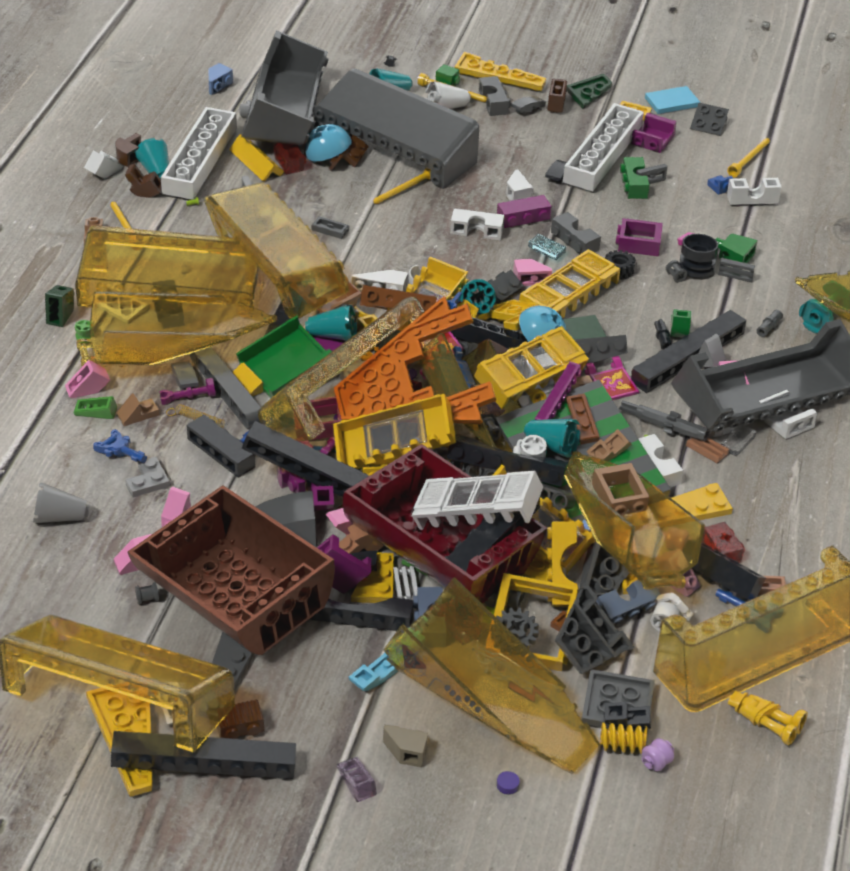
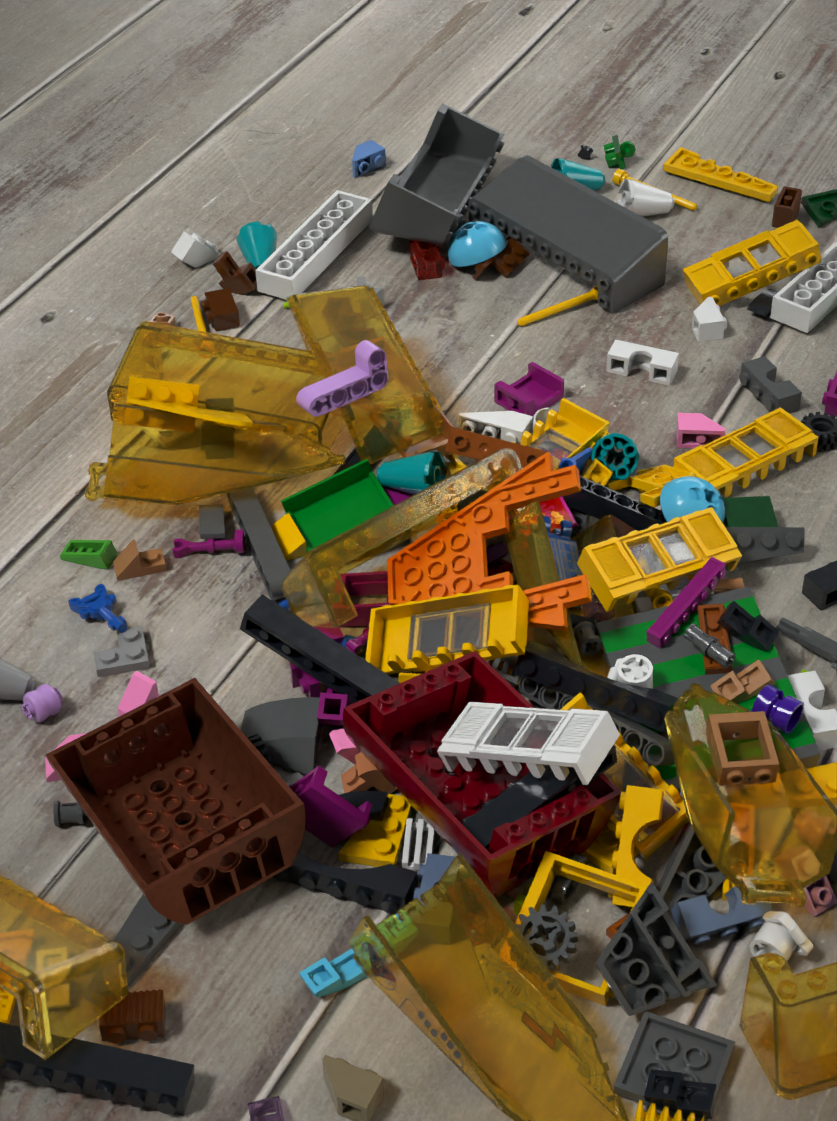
camera: 15 degrees right, 0 degrees up
(59, 300) = (84, 416): dark green torso -> none
(82, 329) = (102, 450): bright green wheel -> none
(87, 380) = (89, 516): bright pink slope -> none
(100, 519) = (42, 703): none -> lavender piece
(126, 149) = (227, 232): reddish brown brick -> none
(139, 210) = (221, 309): none -> reddish brown brick
(139, 283) = (177, 398): none -> yellow piece
(187, 413) = (235, 597): yellow piece -> none
(220, 445) = (224, 617): black brick -> none
(254, 158) = (383, 257): yellow panel -> none
(280, 260) = (349, 385): none -> lavender beam
(330, 227) = (453, 350): dark grey tile -> none
(399, 254) = (531, 392): none -> magenta panel
(414, 60) = (615, 152): none -> green hips
(448, 75) = (652, 174): green brick -> none
(497, 100) = (707, 203): dark grey arch -> none
(505, 285) = (658, 445): dark grey bracket -> none
(524, 211) = (709, 350): magenta brick -> none
(527, 104) = (746, 216): dark grey slope -> none
(543, 141) = (753, 264): none -> yellow window
(547, 246) = (728, 399): clear light blue plate -> none
(559, 434) = (673, 657): teal cone -> none
(585, 425) = (709, 646): none -> dark grey pin
(608, 410) = (751, 630): none -> black slope
(615, 380) = (778, 591): flag -> none
(641, 462) = (781, 710): none -> dark purple wheel

